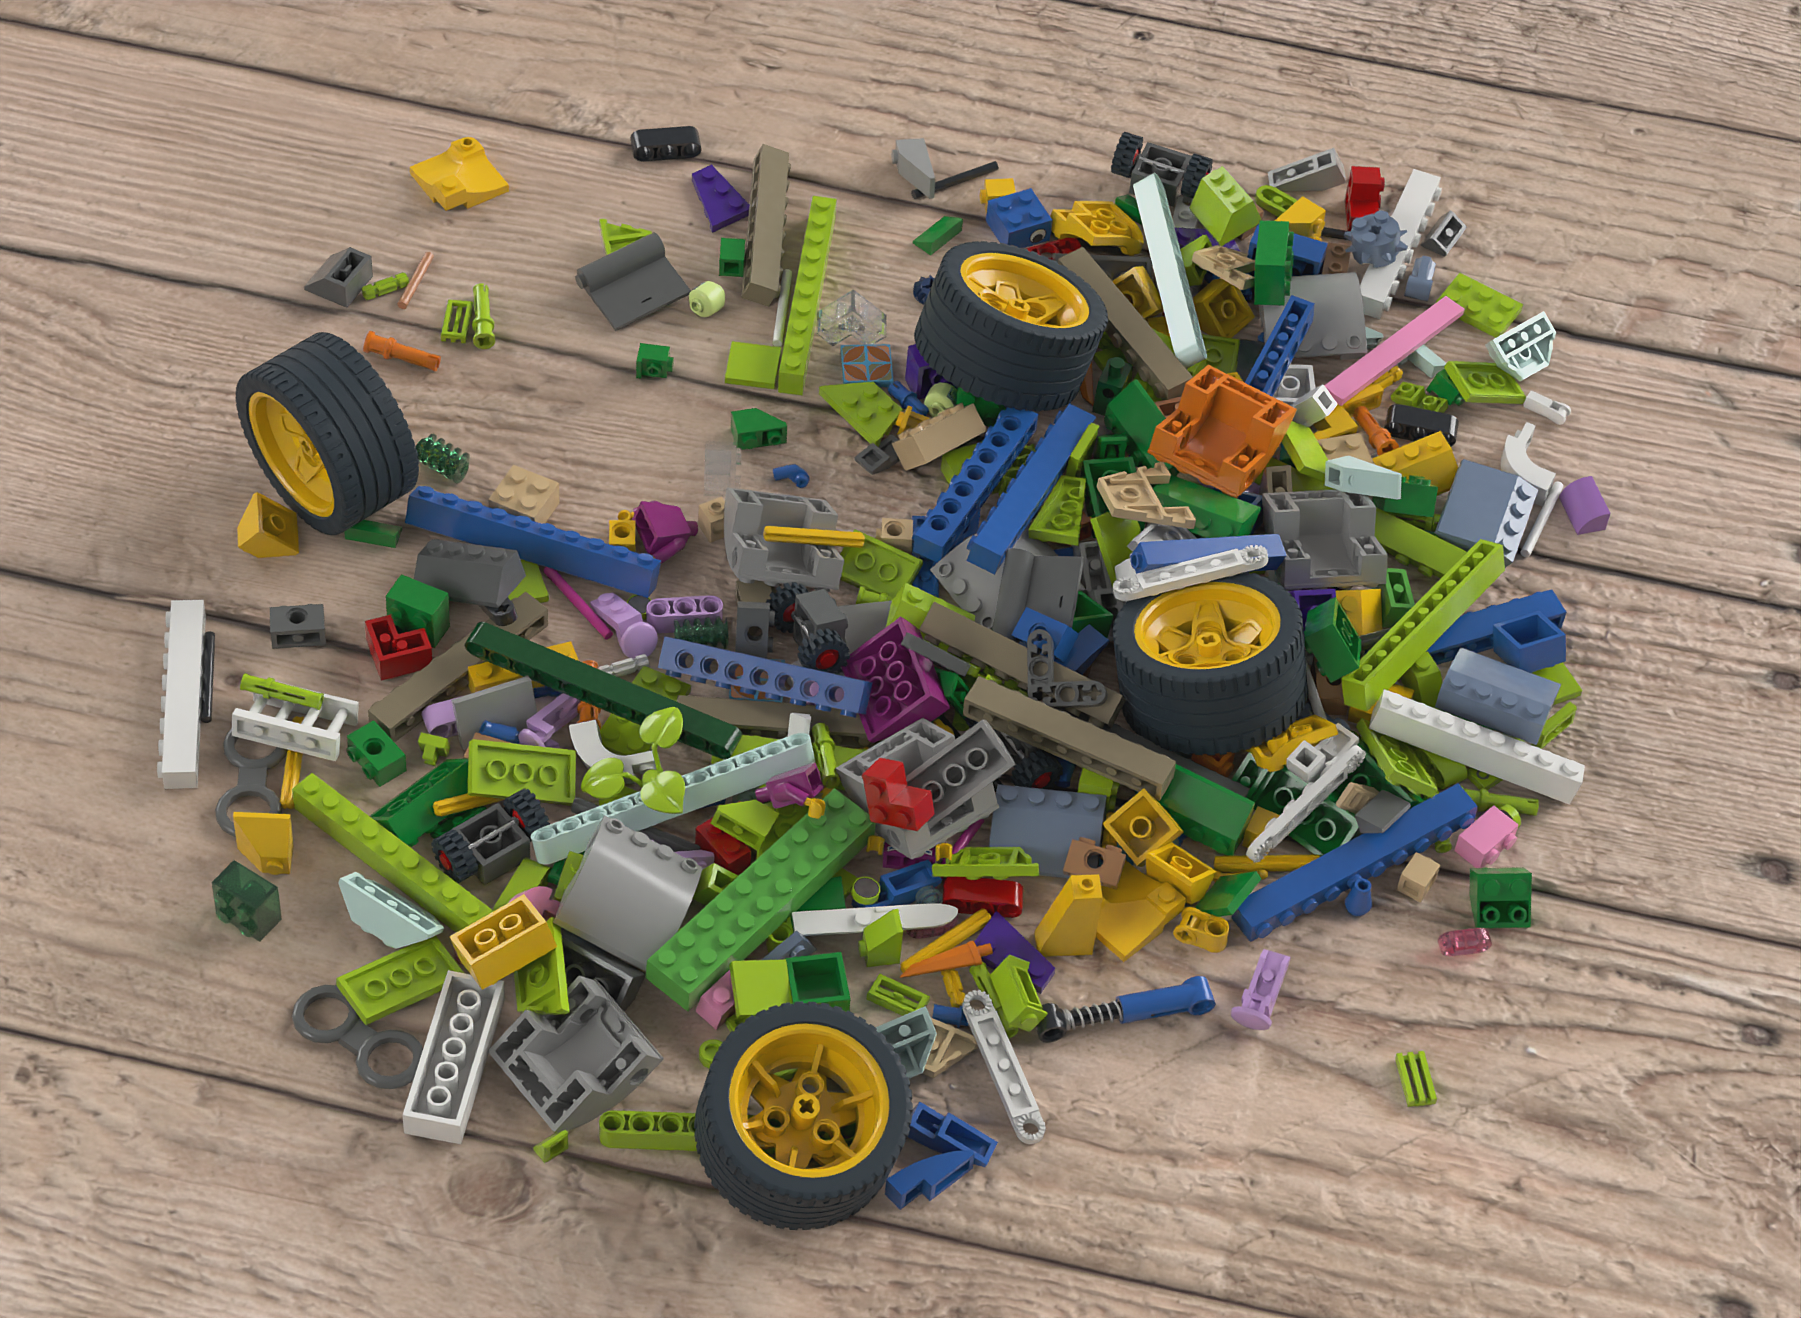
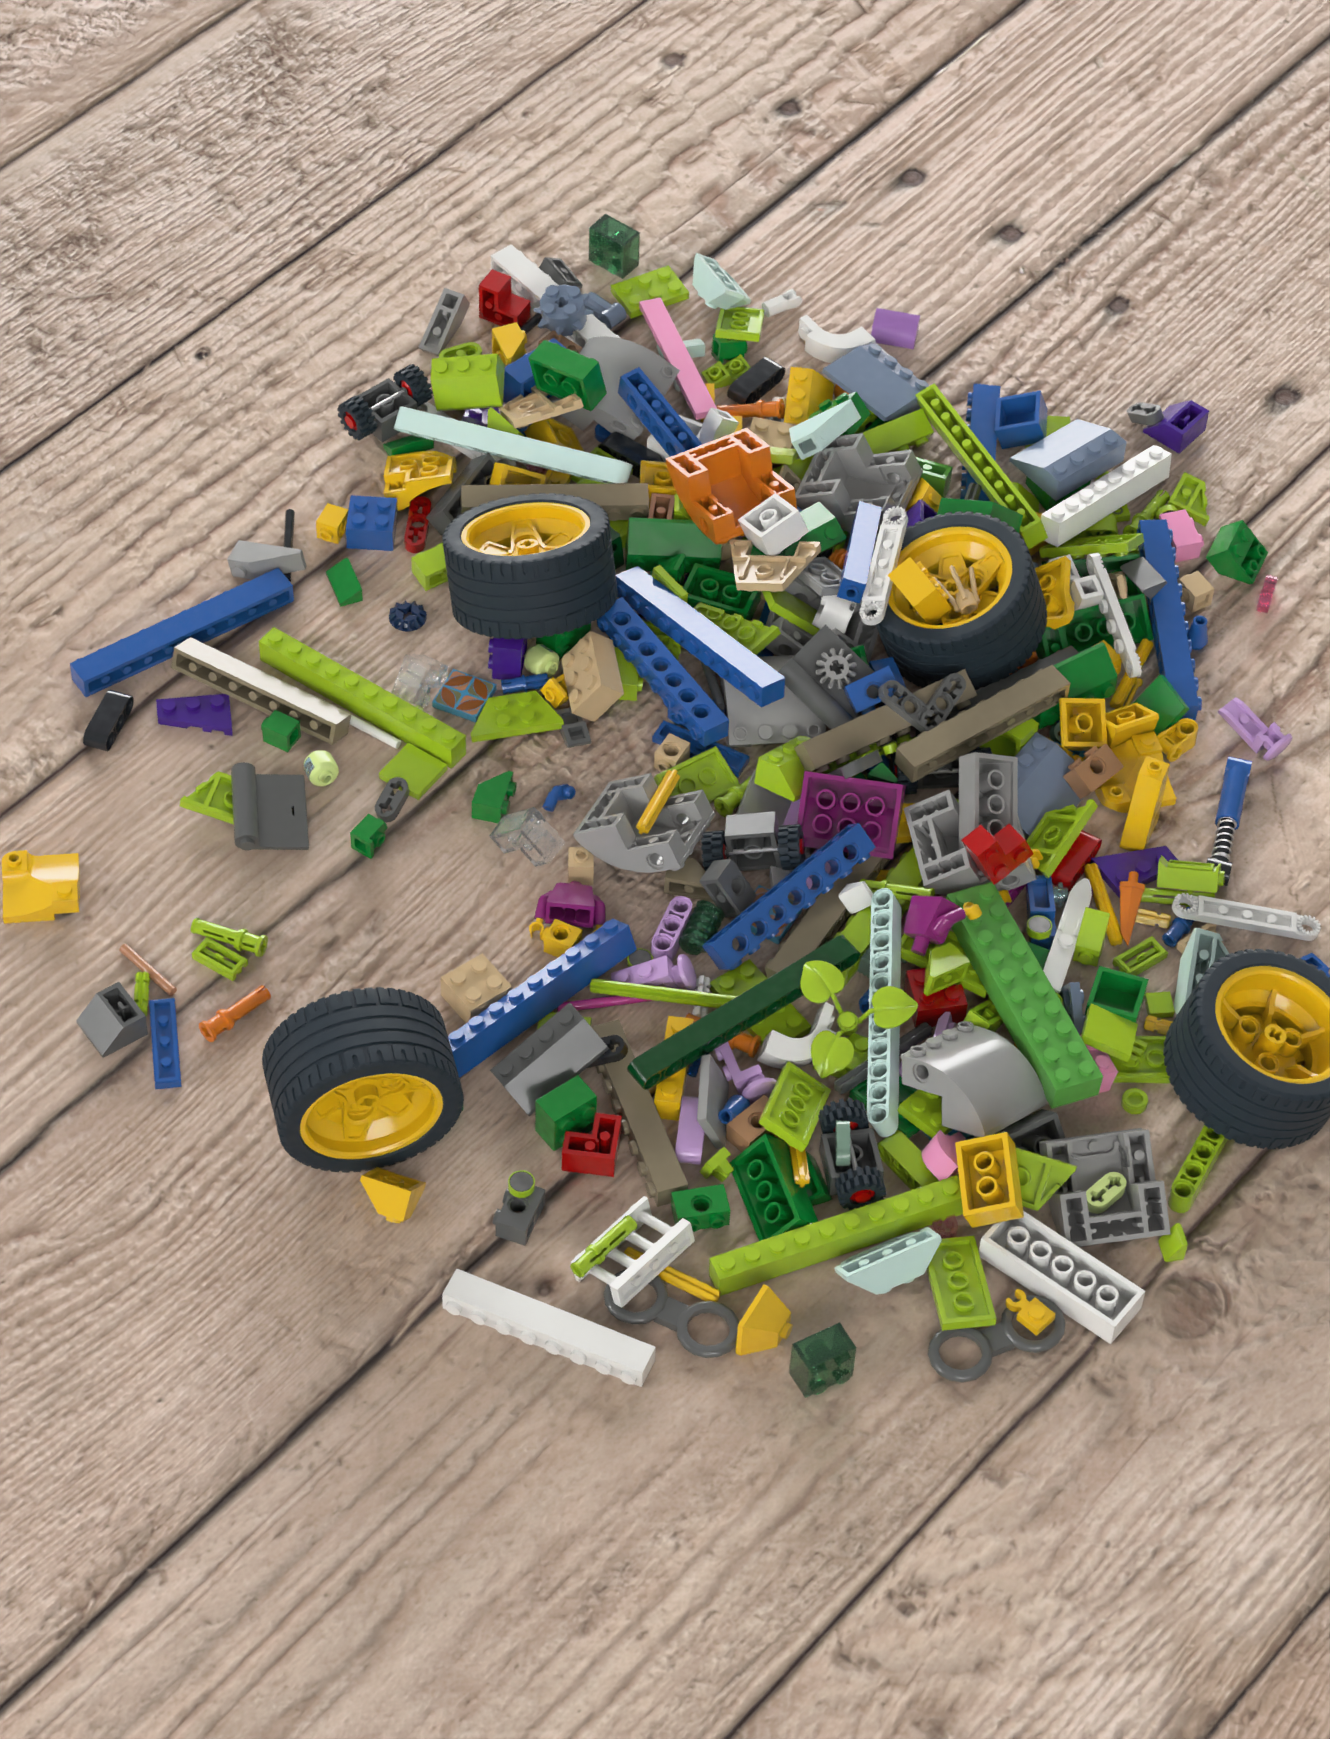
camera: 60 degrees left, 0 degrees up
(316, 607) = (521, 1184): none -> tile
(350, 319) = (165, 1043): none -> blue tile
(394, 1050) = (1031, 1314): none -> yellow plate
(488, 817) = (842, 1143): none -> sand green beam
(575, 1059) = (1109, 1196): none -> yellowish green beam
(599, 627) = (659, 993): none -> lime axle
(706, 361) = (387, 798): none -> dark grey beam
(805, 151) = (199, 622): none -> blue brick
(1043, 591) = (840, 662): none -> light grey gear
(1175, 611) = (921, 590): none -> yellow brick
(1189, 478) = (773, 525): none -> white brick
(1193, 651) = (965, 601): none -> tan plant
(1501, 250) = (614, 246): none -> clear green brick
(1548, 830) = (1191, 496): none -> lime wing
(1633, 748) = (1145, 413): none -> dark grey beam
(1640, 785) = (1180, 425): none -> dark purple slope

